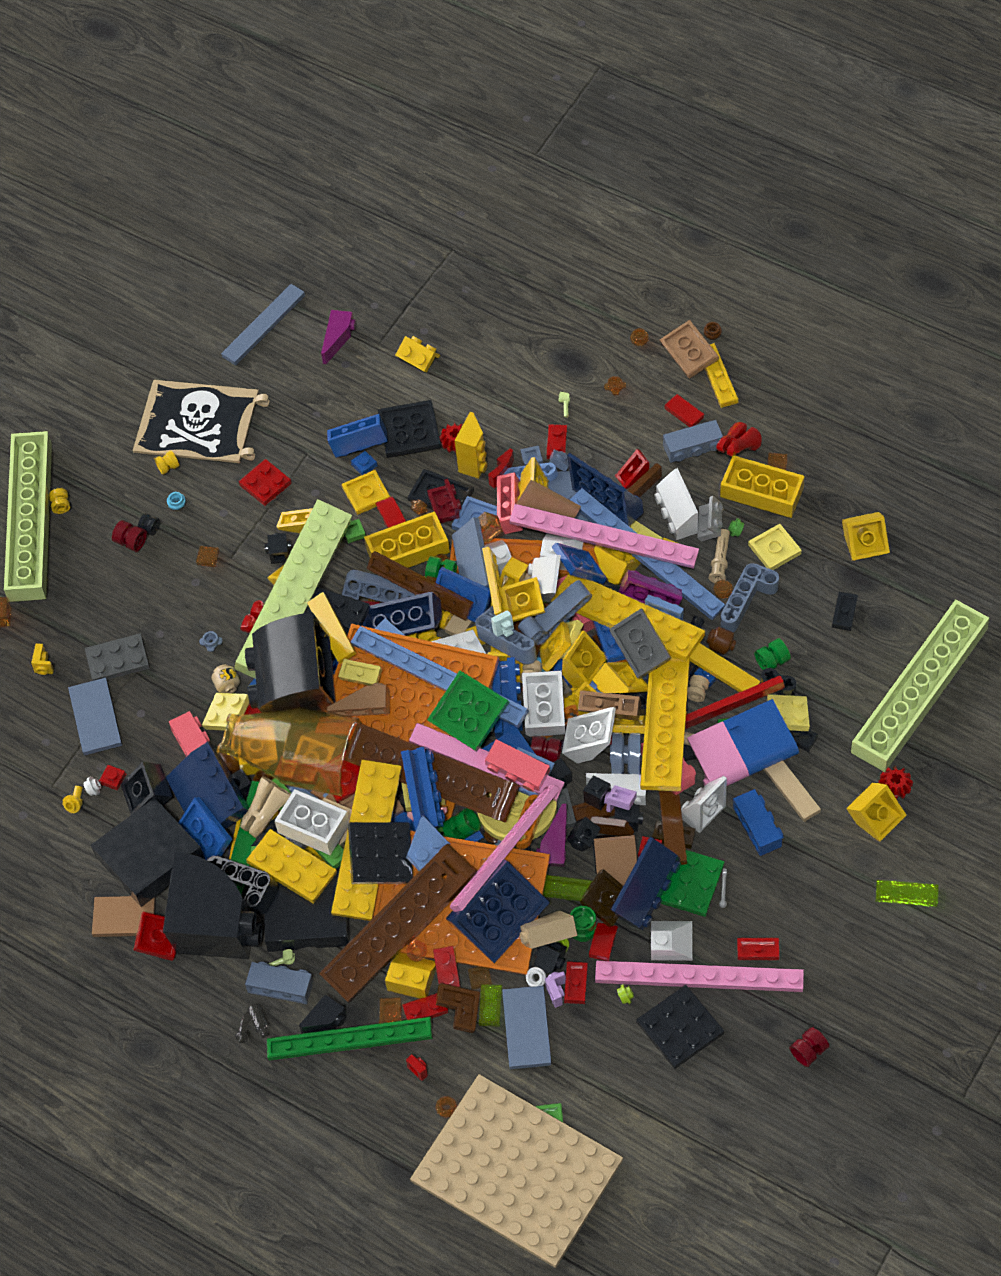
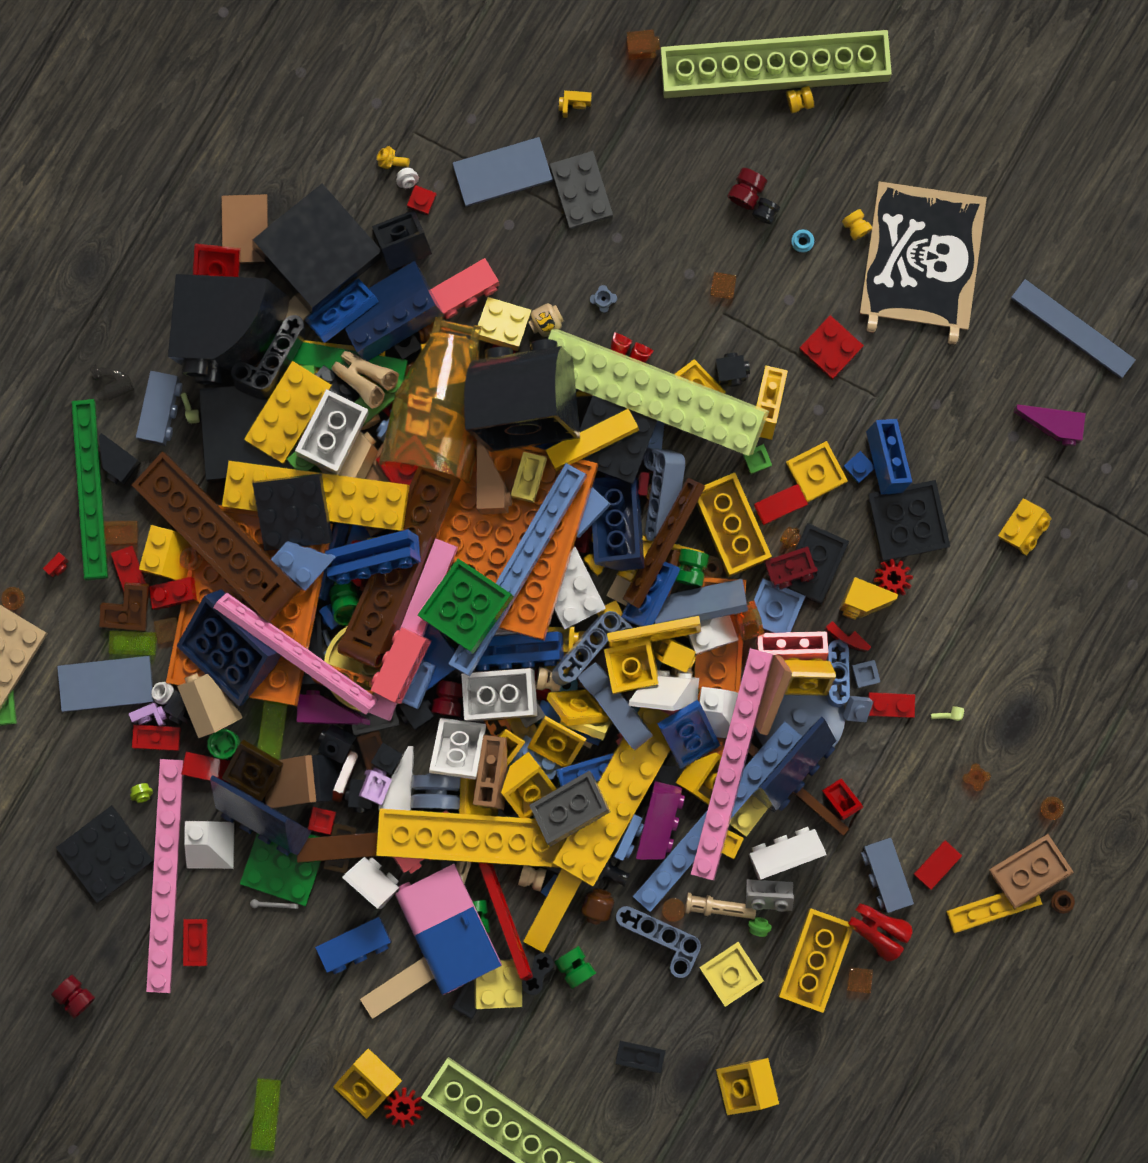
camera: 85 degrees right, 25 degrees up
(502, 624) = (594, 644): light aqua tile -> none

